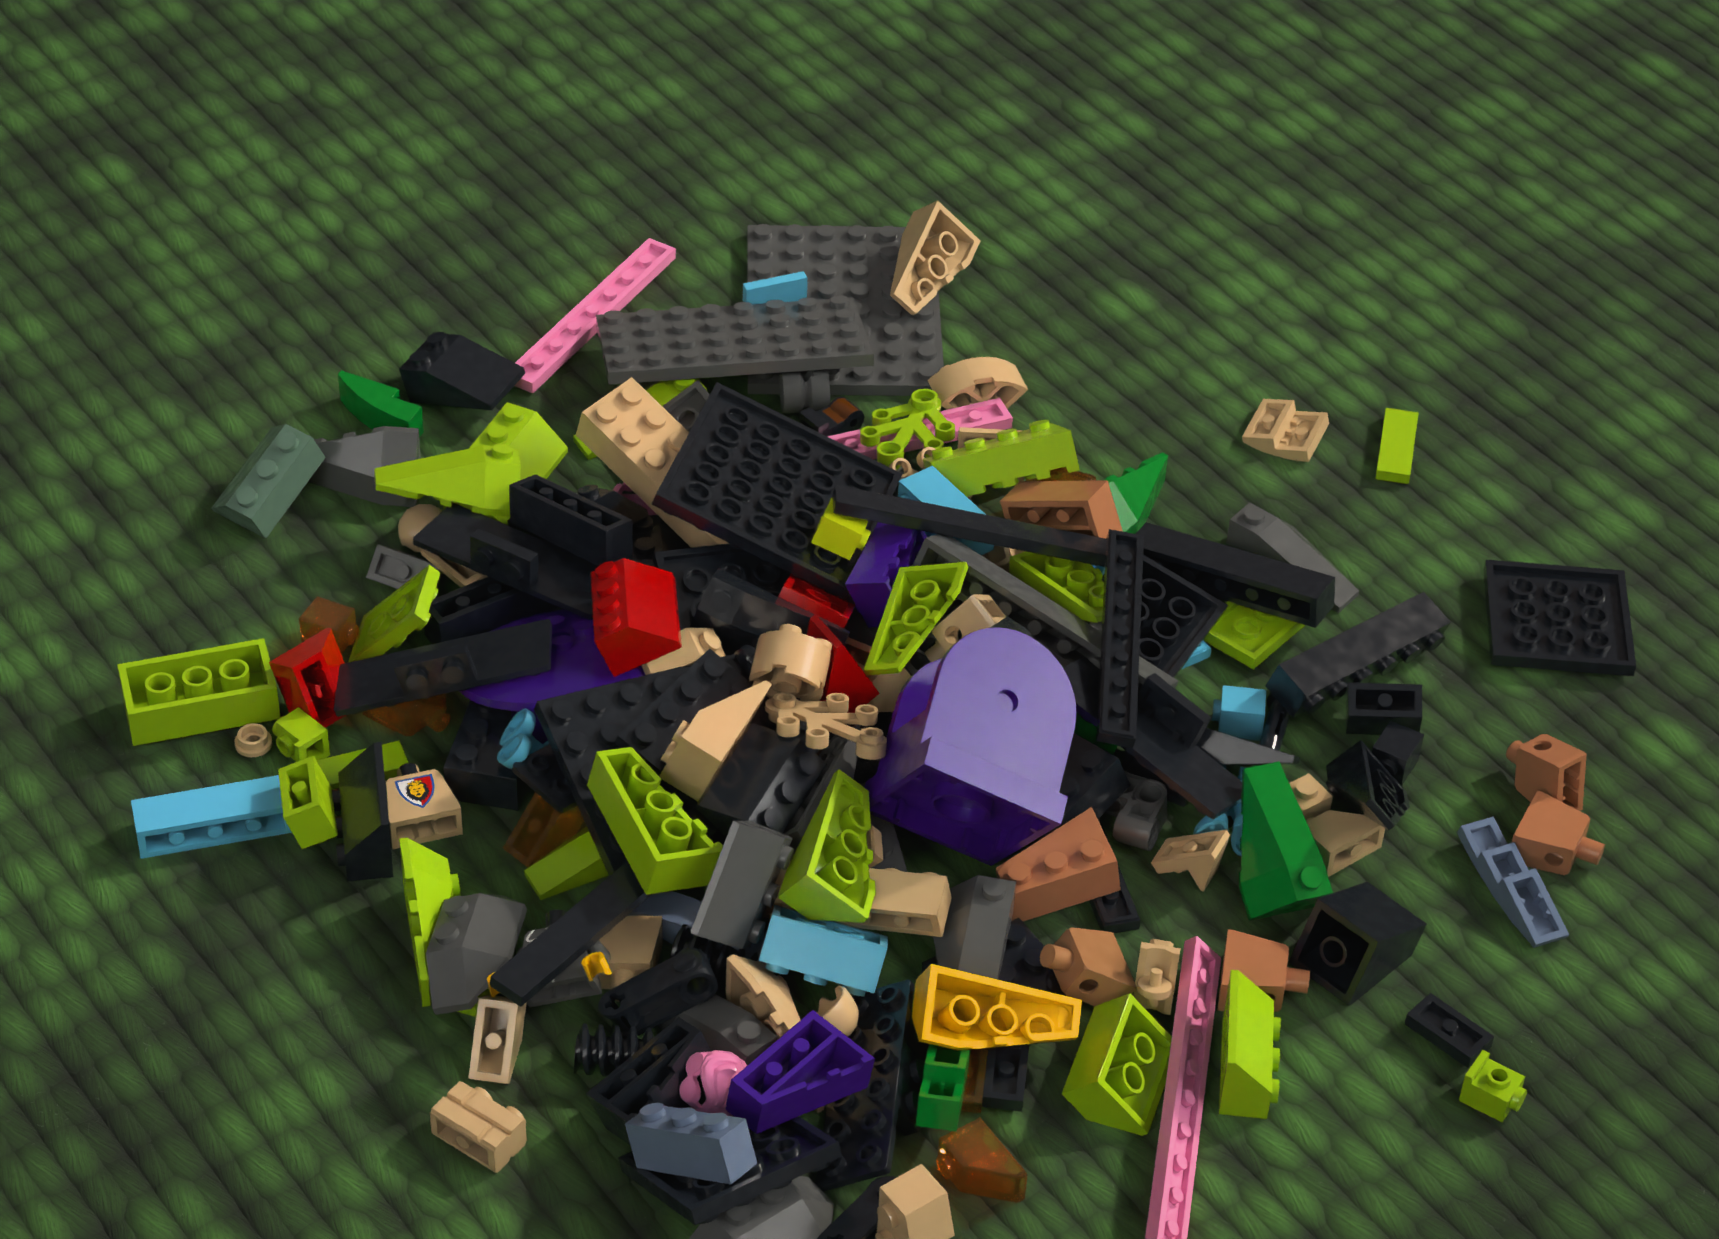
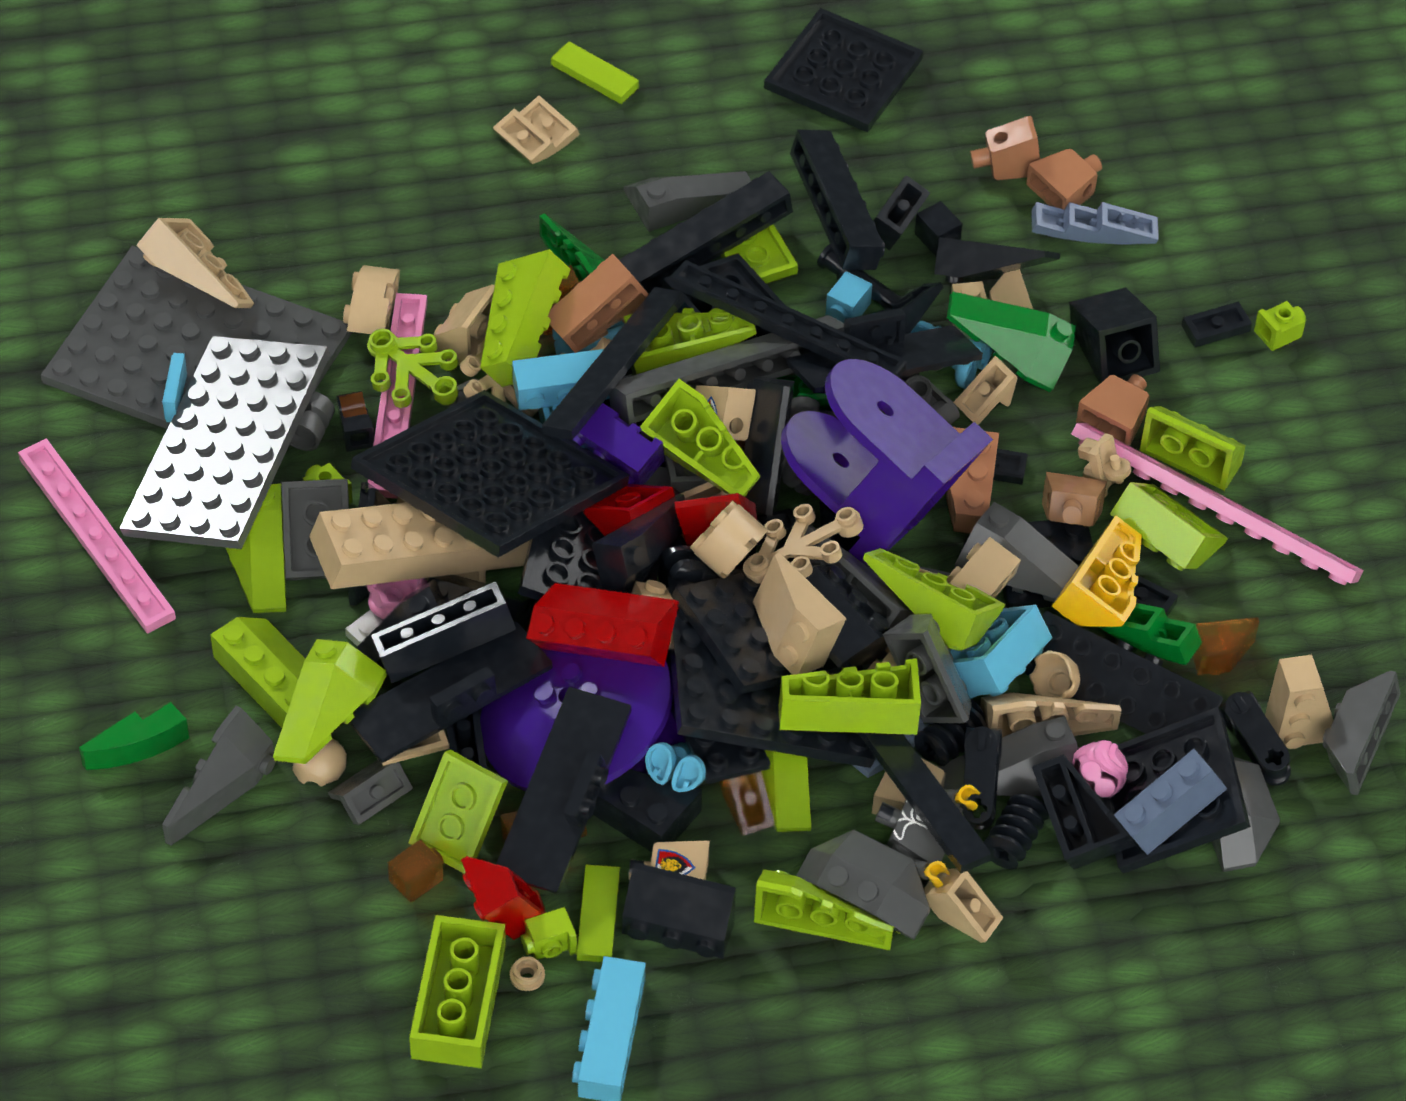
camera: 65 degrees left, 10 degrees up
(270, 480) = (200, 852): sand green slope -> none
(307, 802) = (655, 945): lime brick -> none
(458, 373) = (137, 658): black slope -> none
(479, 1126) = (1048, 947): tan brick -> none
(799, 1074) = (1131, 710): dark purple wedge -> none
(840, 533) = (570, 455): neon yellow brick -> none

